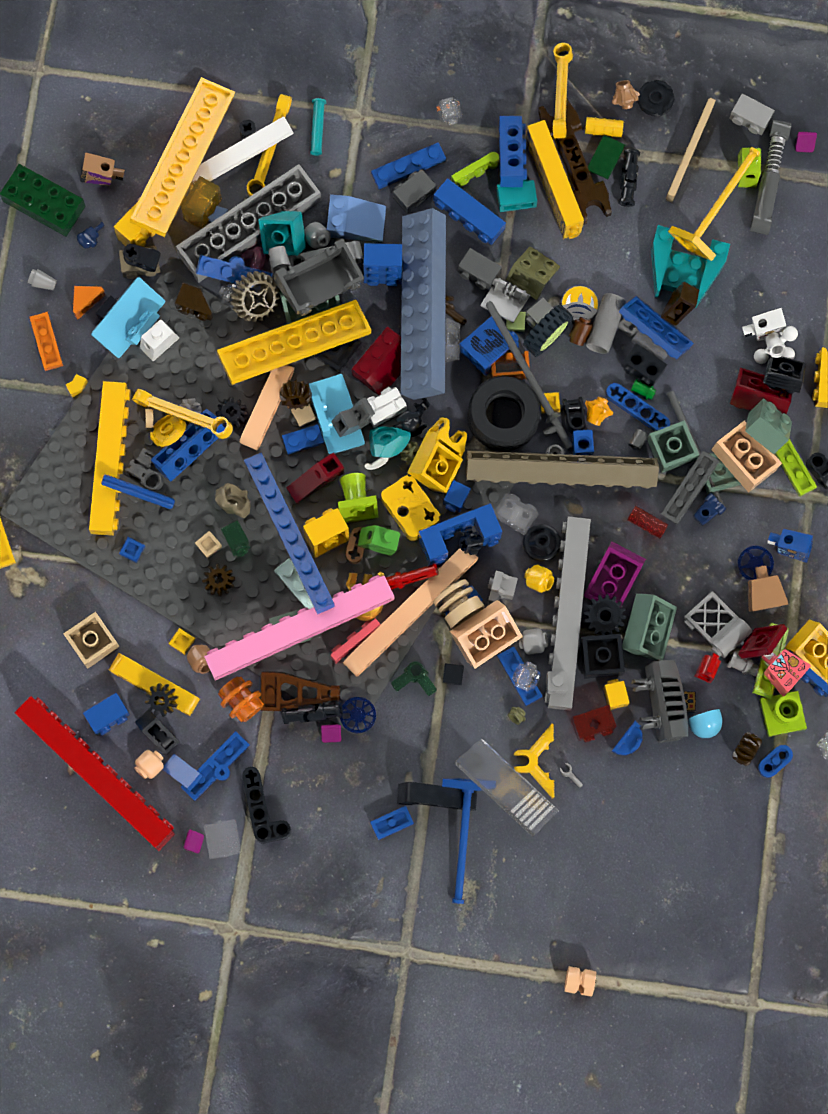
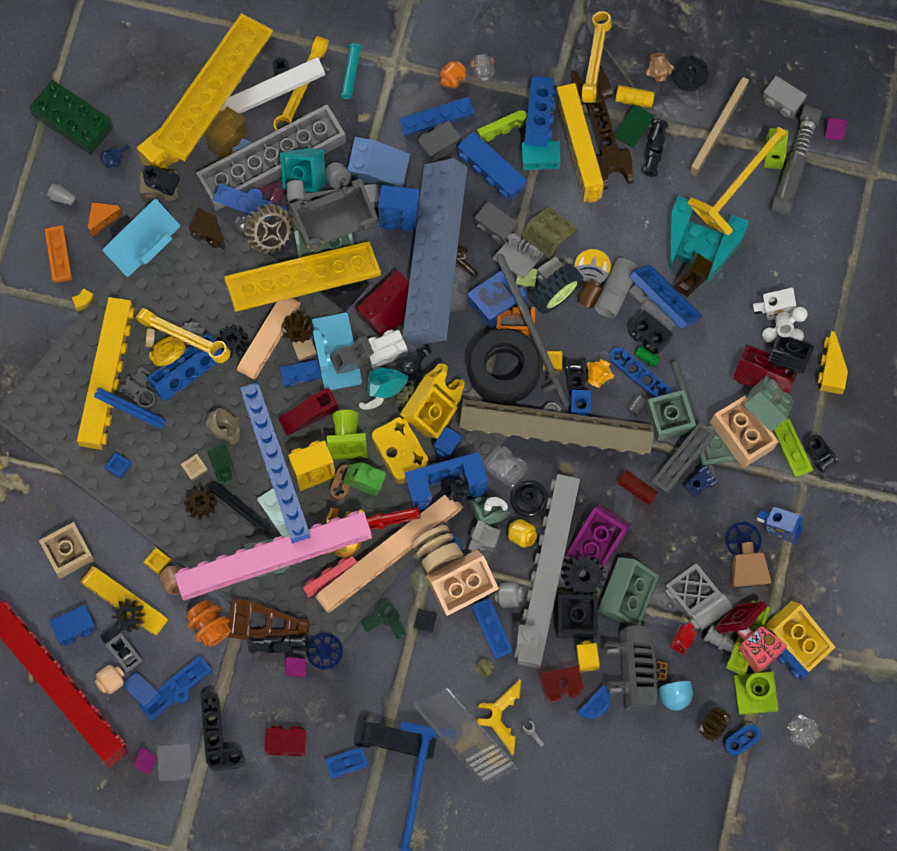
camera: 10 degrees right, 5 degrees down
(100, 170) = (130, 93): medium nougat torso -> none
(158, 339) = (168, 261): white torso -> none
(257, 579) = (239, 507): none -> black axle
(330, 808) = (286, 741): none -> dark red brick
(420, 121) = (452, 74): none -> orange head
(503, 558) = (489, 509): none -> sand green hat
(526, 676) = (498, 628): clear head -> none

